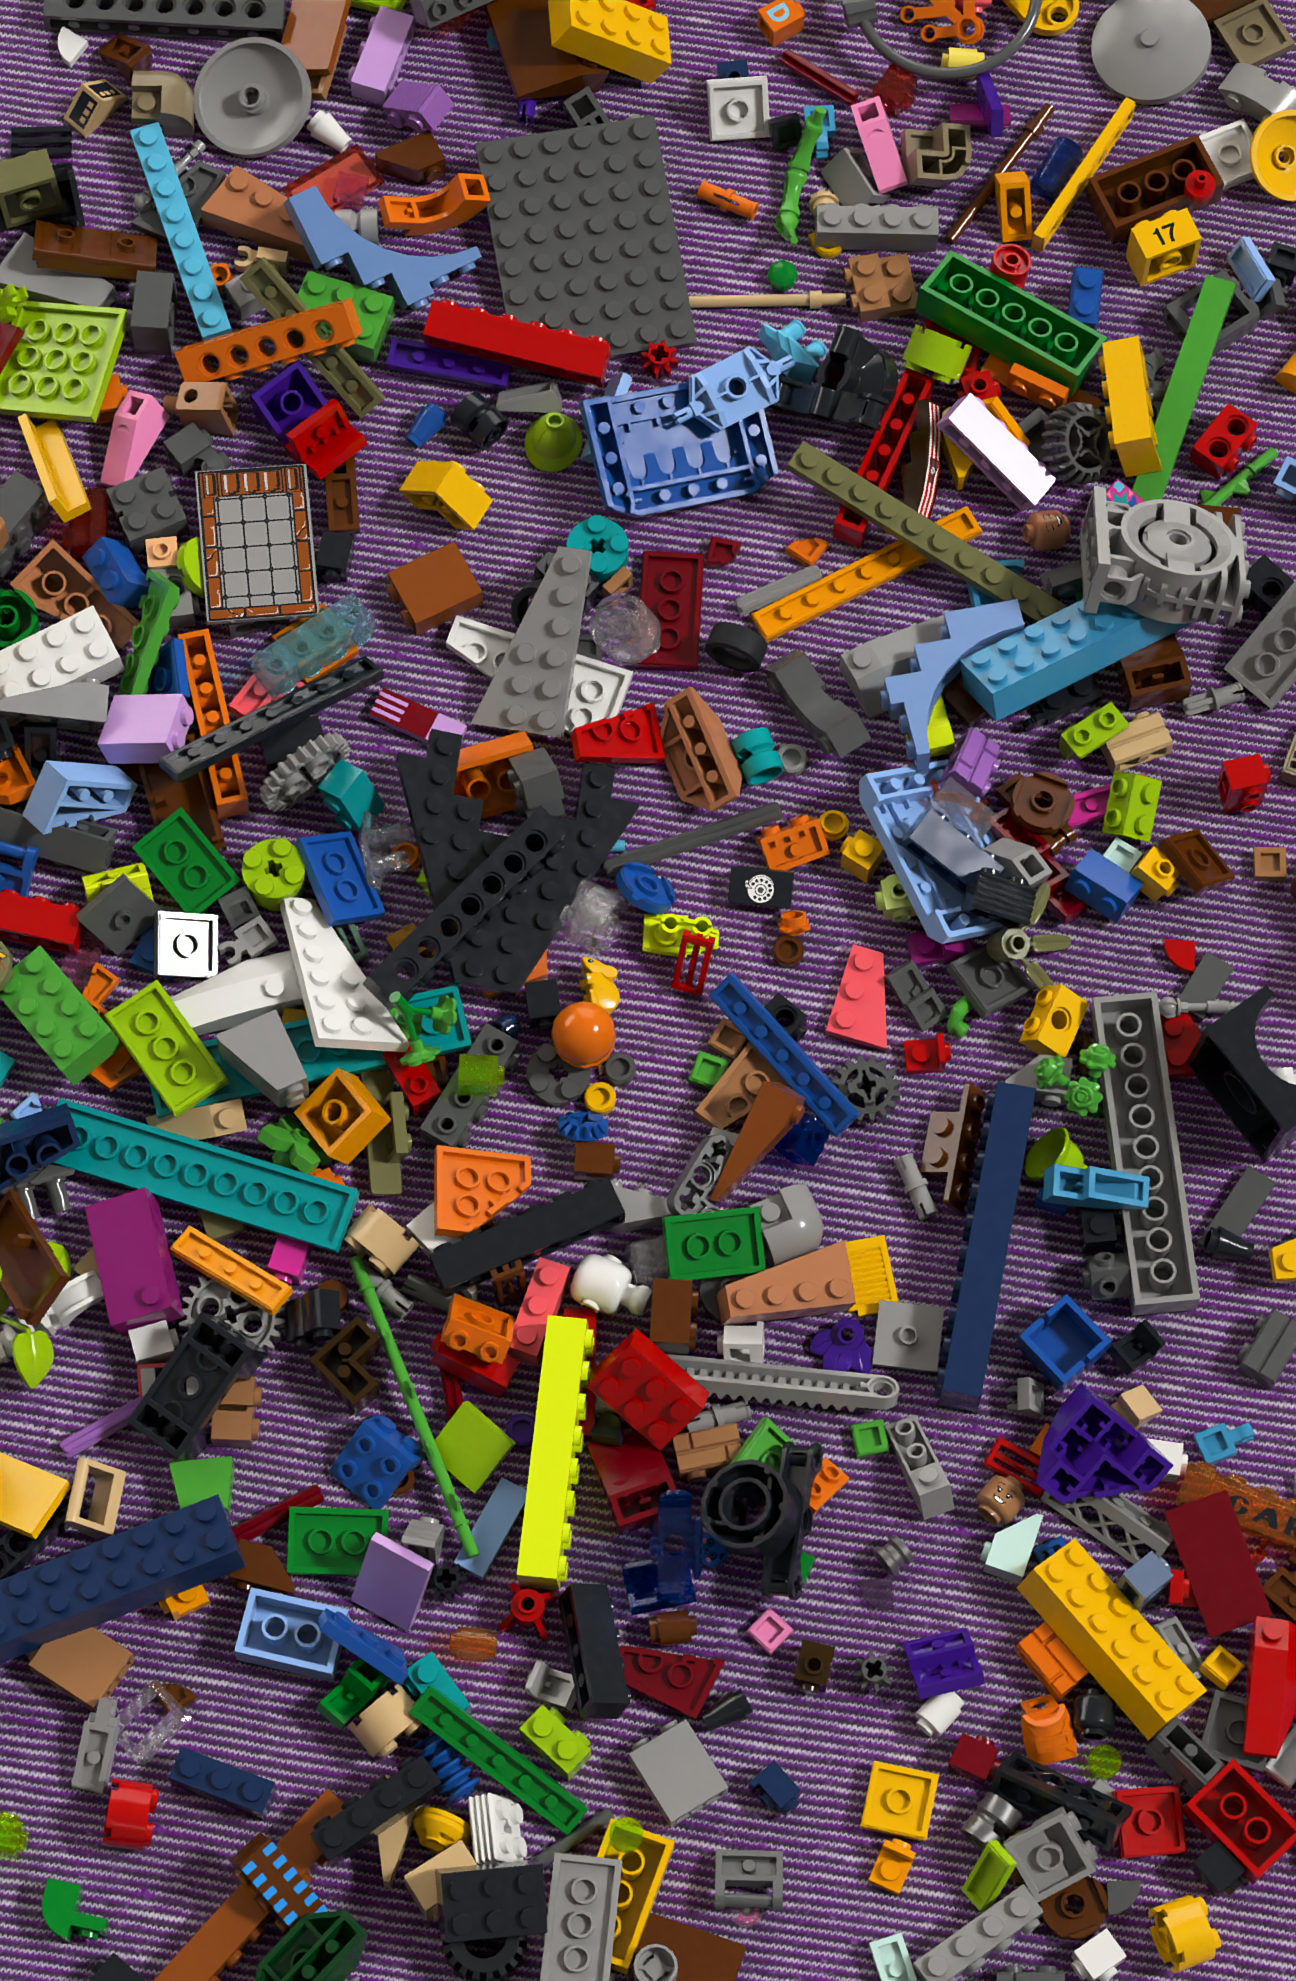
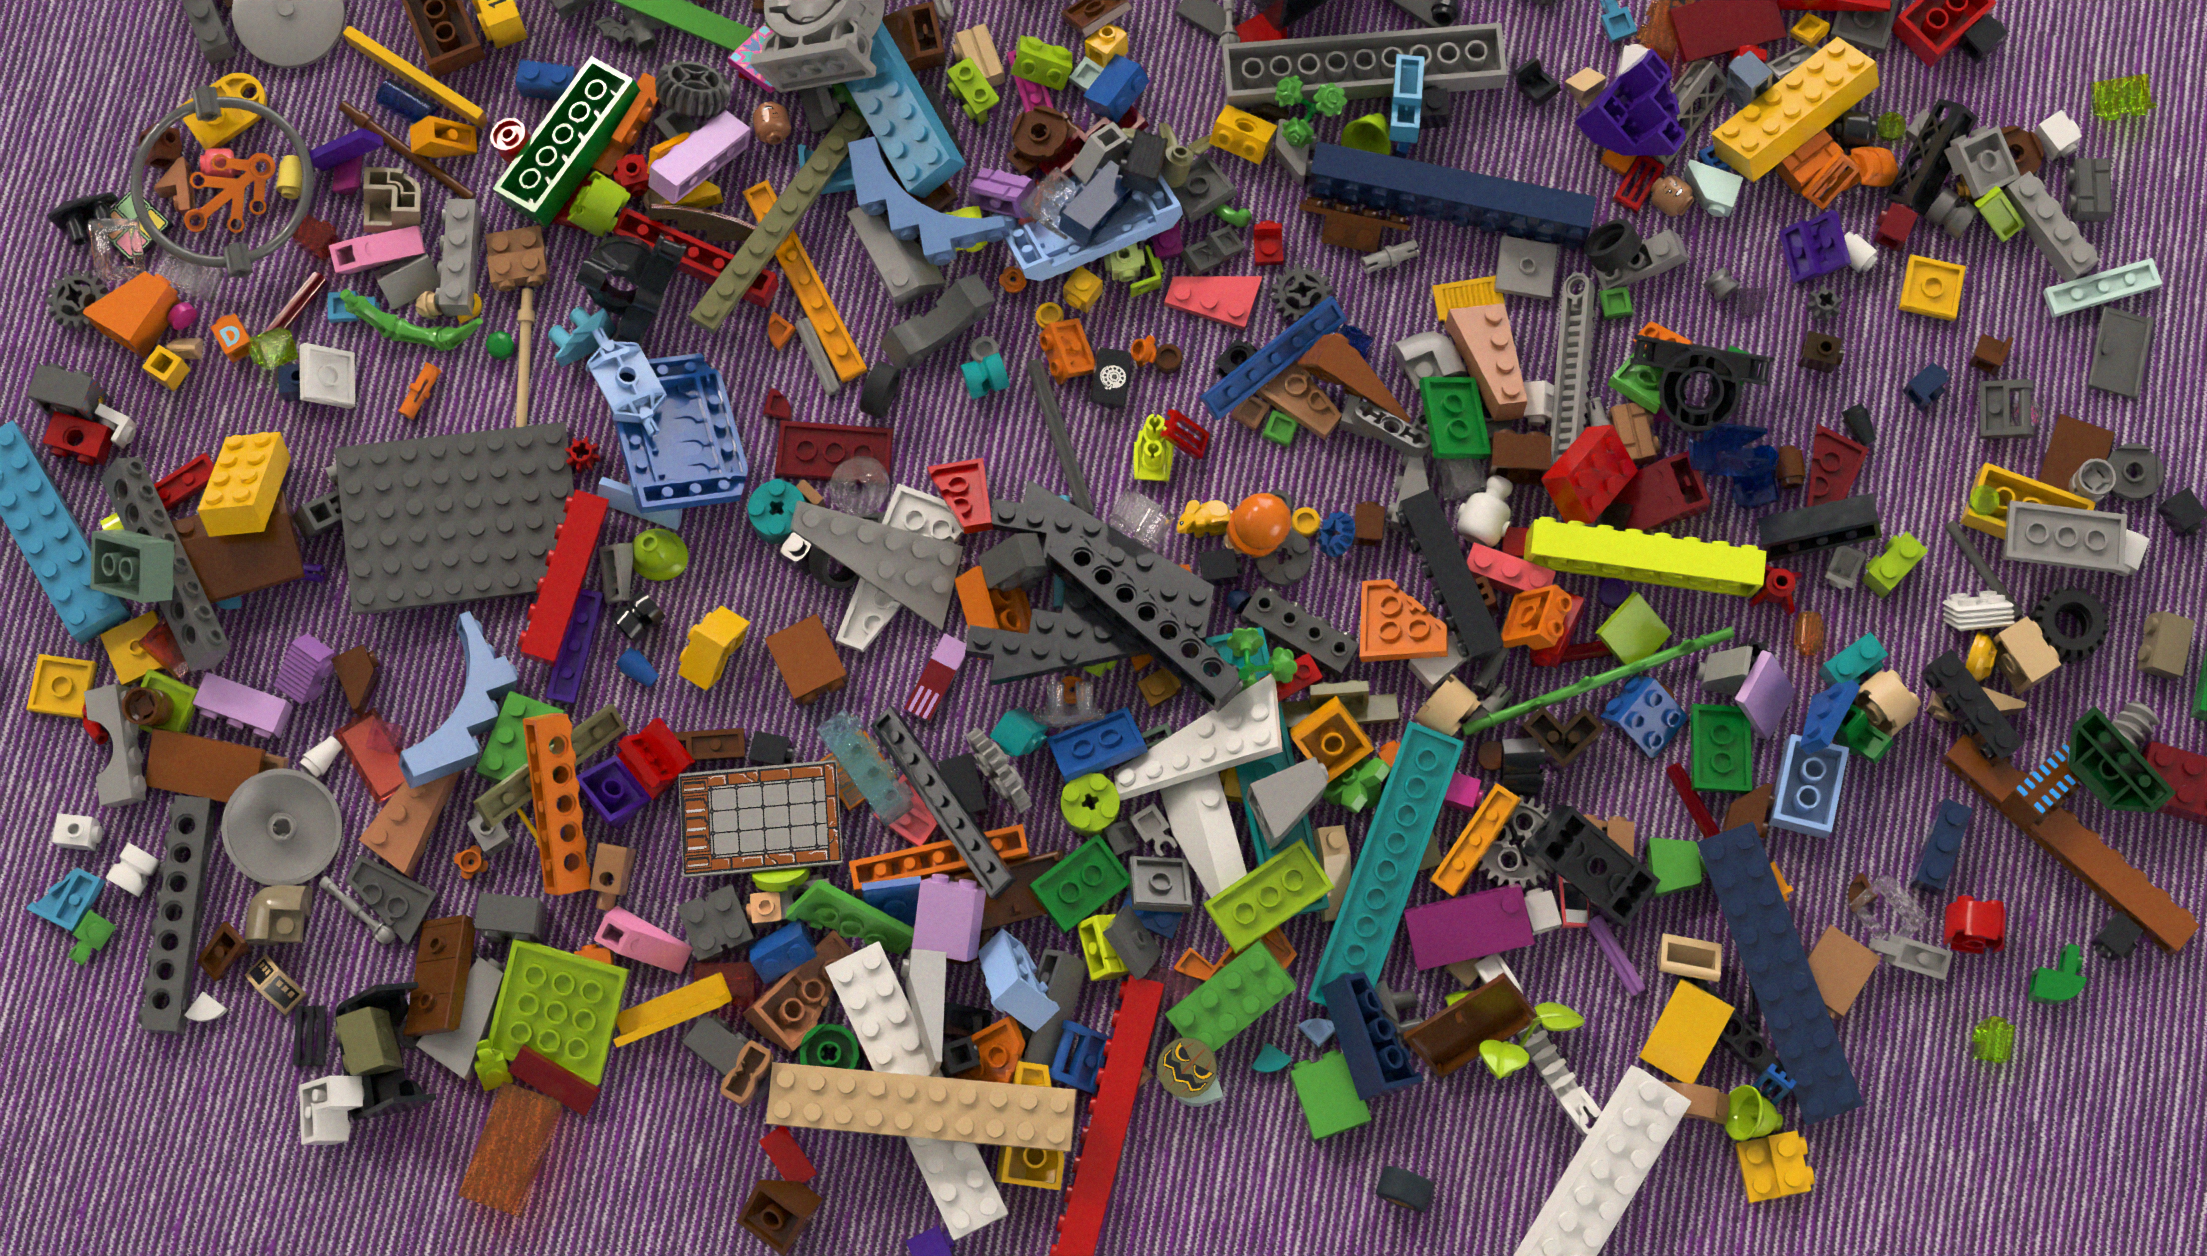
camera: 85 degrees left, 5 degrees up
(180, 231) = (422, 895): medium azure plate -> none
(193, 449) = (652, 880): dark grey brick -> none
(277, 258) = (458, 812): tan plate -> none
(363, 223) = (426, 721): light grey wheel -> none
(438, 211) = (412, 652): orange arch -> none
(448, 1768) = (1917, 652): blue piece -> none
(479, 1075) = (1299, 614): clear neon green brick -> none
(491, 1900) = (2054, 606): black brick -> none
(493, 1527) = (1699, 616): light blue tile -> none
(498, 1759) = (1916, 609): green plate -> none
(644, 888) = (1112, 474): blue tile -> none
(677, 1772) = (1915, 465): light grey brick -> none
(699, 752) = (984, 425): nougat wedge -> none
(765, 53) = (273, 348): none -> clear neon green brick
(769, 1631) = (1786, 389): bright pink tile -> none
(785, 131) = (352, 336): black plate -> none
(820, 1867) = (1990, 353): none -> reddish brown panel
(843, 1354) = (1541, 322): dark purple plate -> none
(889, 933) = (1154, 282): none -> lime bracket
(892, 1865) = (1986, 296): light orange bracket -> none
(933, 1426) = (1625, 246): none -> black tyre
(1029, 1397) = (1578, 170): light grey tile -> none
(1043, 1689) = (1828, 177): none -> orange tile
(1065, 1345) = (1532, 139): blue piece -> none
(1107, 1276) = (1474, 101): dark grey brick -> none
(1121, 1895) = (2002, 115): dark grey tile -> none
(1129, 406) = (658, 40): yellow wedge -> none
(1155, 1822) = (1941, 82): red tile -> none
(1181, 954) = (1176, 32): red tile -> none
(1184, 1757) = (1896, 56): dark grey brick -> none
(1184, 1933) = (2039, 65): yellow brick -> none

